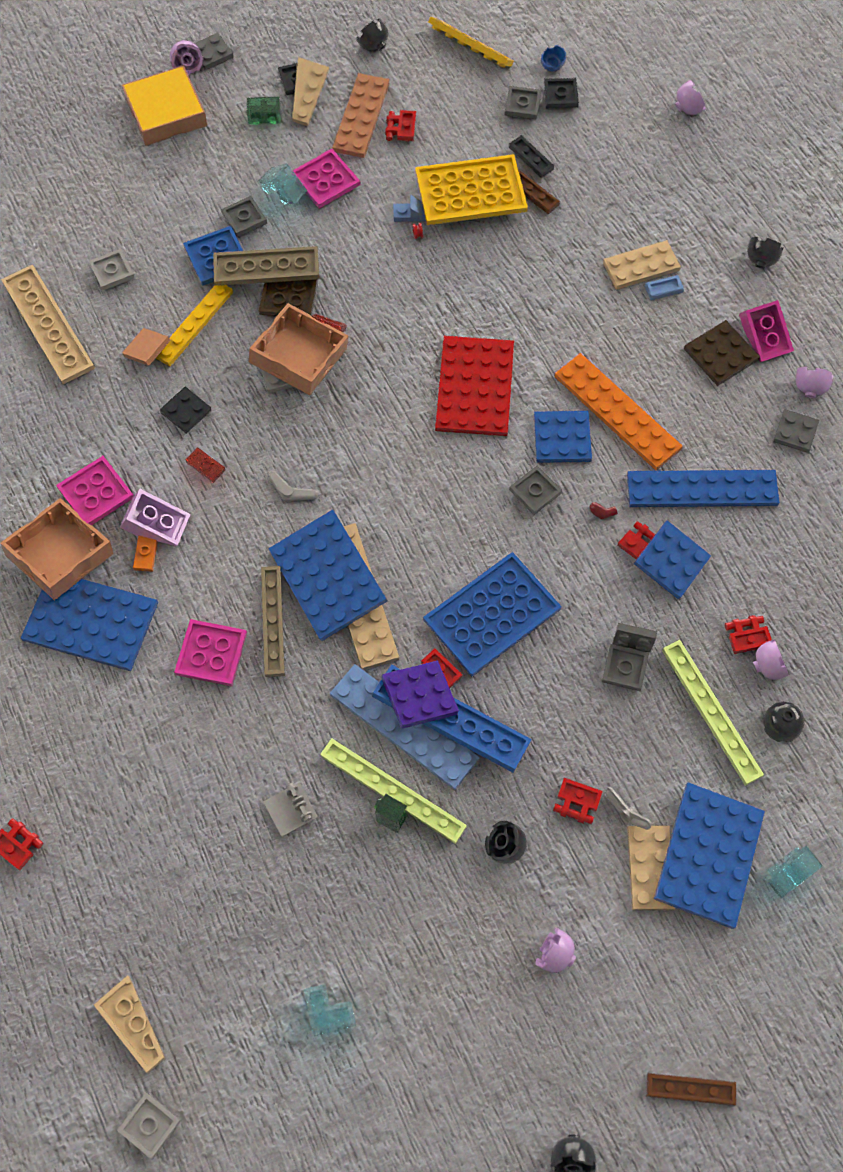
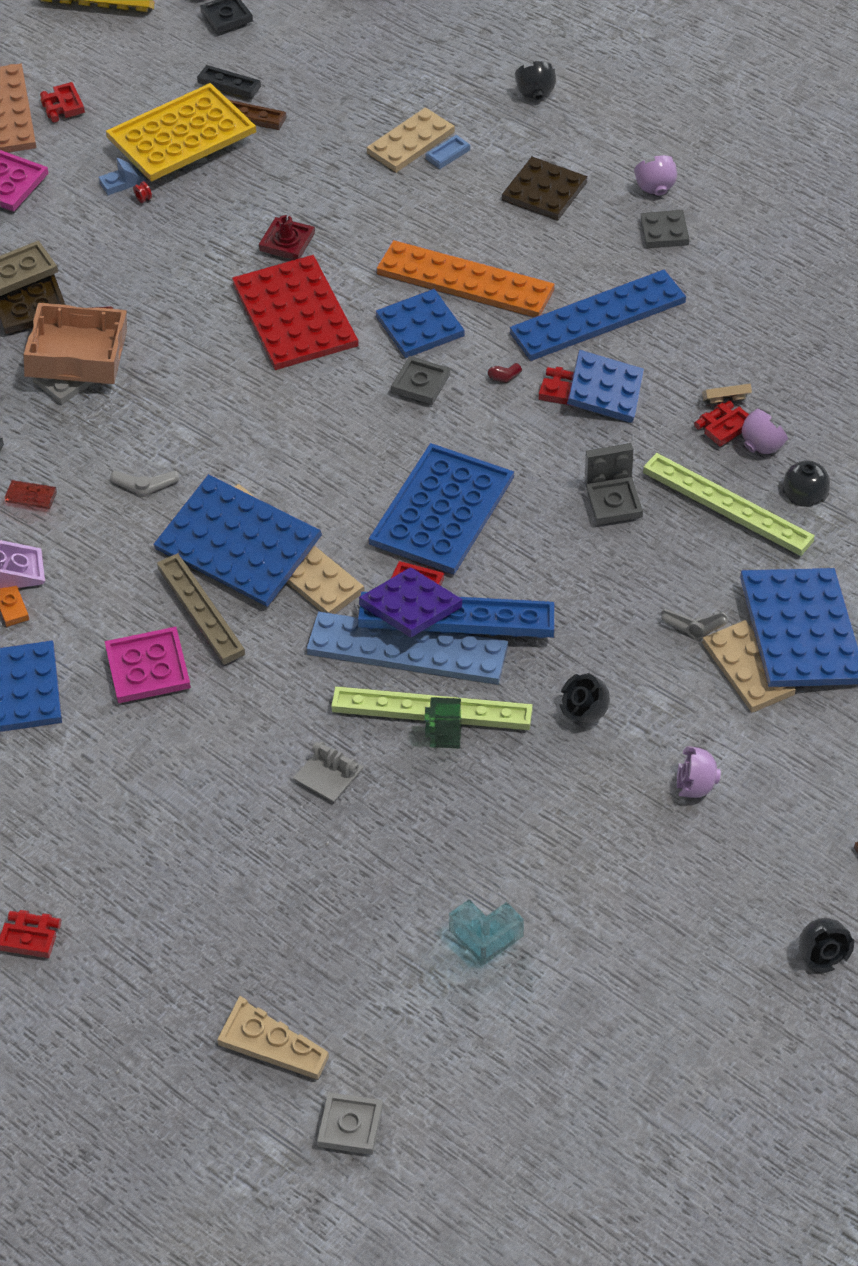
camera: 25 degrees left, 15 degrees down
(501, 317) = (286, 238): none -> dark red plate
(522, 102) = (189, 35): dark grey plate -> none
(580, 795) = (633, 631): red plate -> none
(767, 330) = (580, 149): dark pink slope -> none
(773, 611) = (736, 392): none -> tan plate

